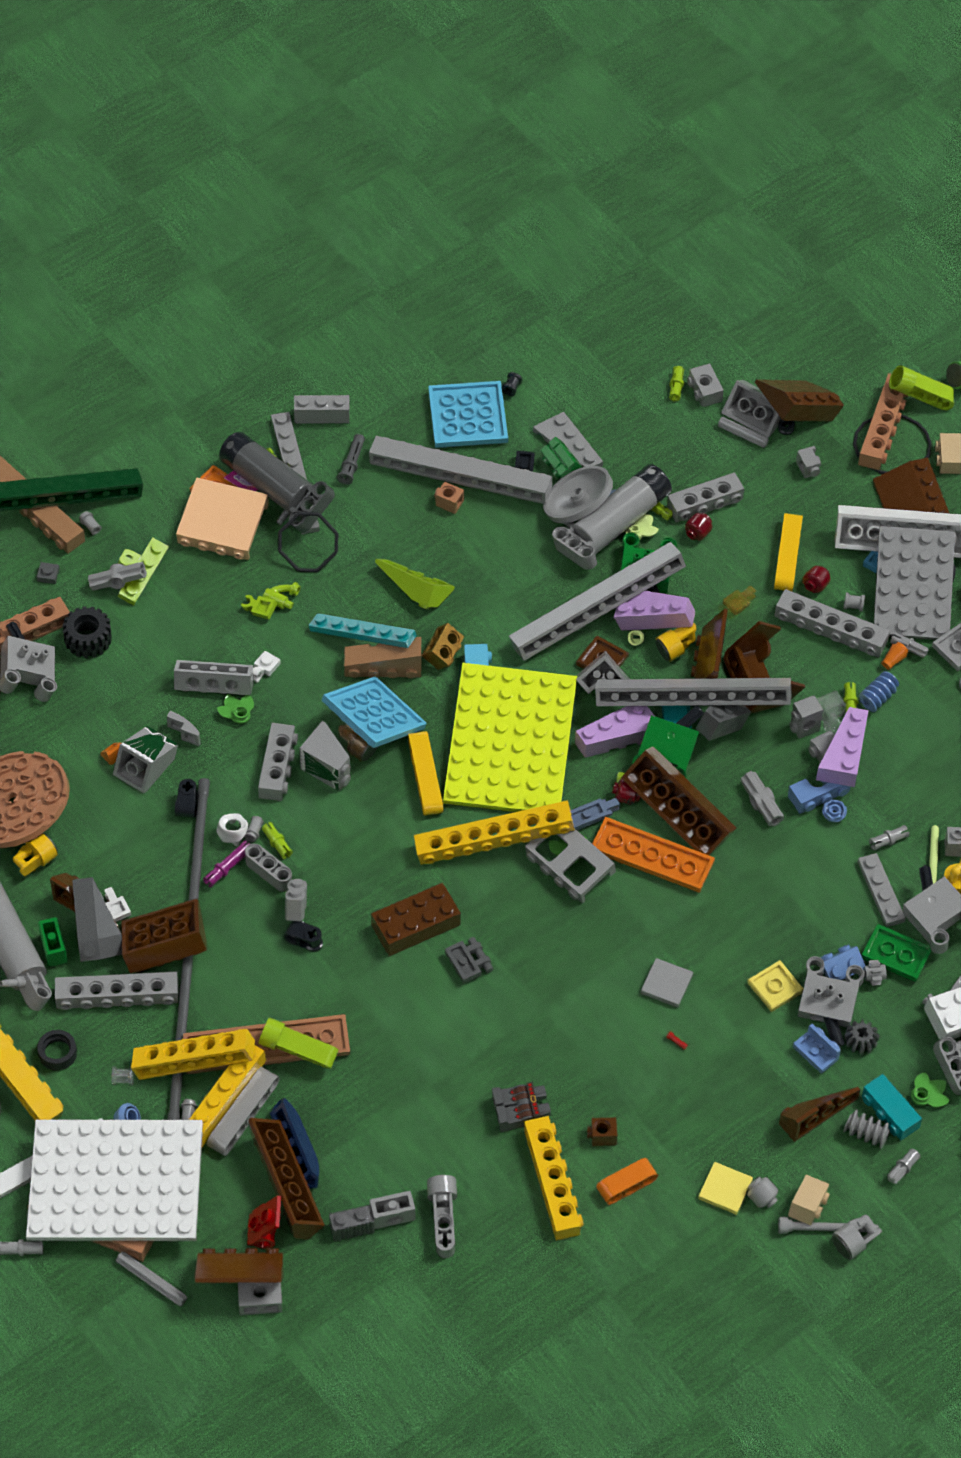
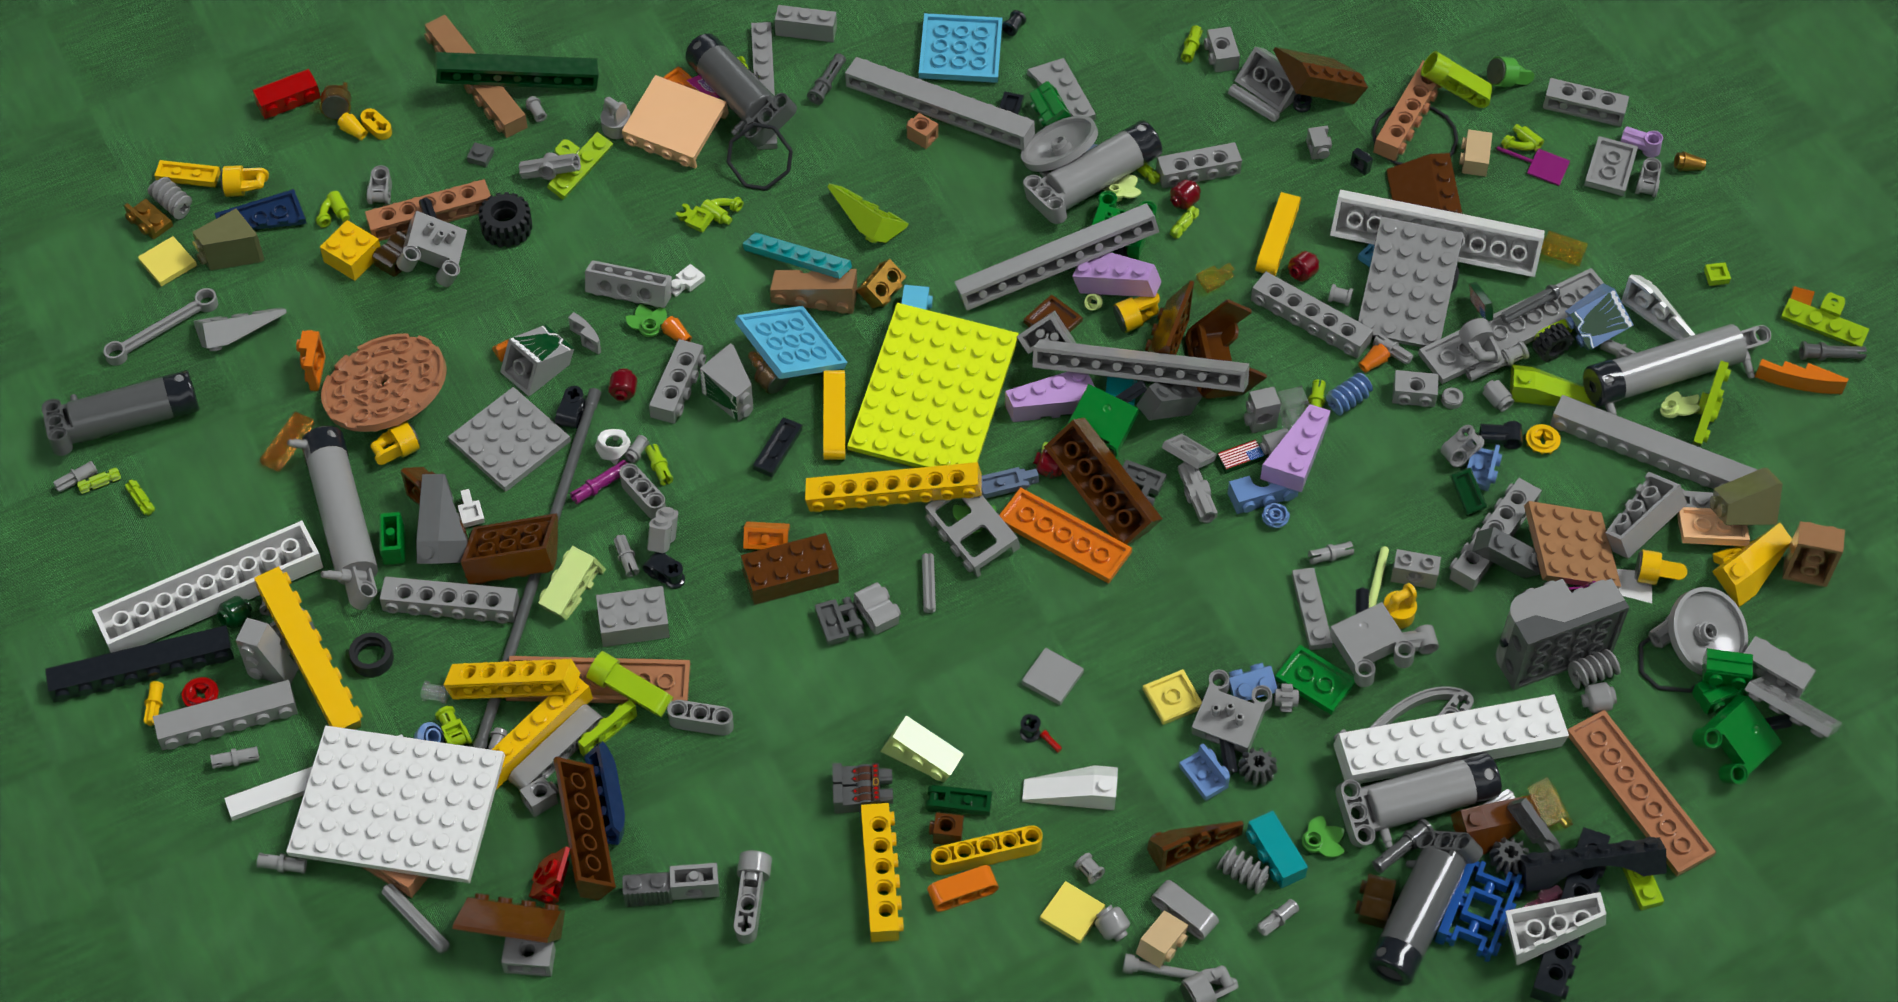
camera: 10 degrees right, 0 degrees up
(135, 835) = (509, 439): none -> light grey plate
(147, 1106) = (453, 730): none -> lime connector
(166, 523) = (614, 118): none -> light grey piece
(222, 959) = (570, 582): none -> yellowish green wedge
(229, 771) = (622, 385): none -> dark red head
(234, 1162) = (535, 804): none -> light grey brick
(265, 714) = (673, 328): none -> orange cone
(266, 927) = (626, 555): none -> light grey axle
(284, 1084) = (608, 726): none -> lime plate
(285, 982) = (632, 616): none -> light grey brick
(373, 1058) = (692, 710): none -> light grey beam
(380, 810) = (777, 447): none -> black plate
(387, 891) = (764, 535): none -> orange panel
(500, 943) = (877, 608): none -> light grey brick
(541, 915) = (928, 583): none -> light grey axle
(566, 1065) = (922, 750): none -> yellowish green wedge
(607, 1104) = (959, 800): none -> dark green plate
(646, 1137) = (994, 842): none -> yellow beam
(656, 1031) = (1032, 727): none -> black bush
(702, 552) = (1184, 222): none -> lime axle
(712, 1077) = (1080, 787): none -> white wedge
(715, 793) = (1145, 478): none -> dark grey plate
(733, 1147) = (1089, 868): none -> light grey bush
(748, 763) = (1189, 451): none -> light grey tile
(793, 761) = (1240, 456): none -> tile
(823, 1169) = (1186, 908): none -> light grey beam
(850, 474) = (1361, 161): none -> black plate
(927, 674) = (1415, 388): none -> light grey brick

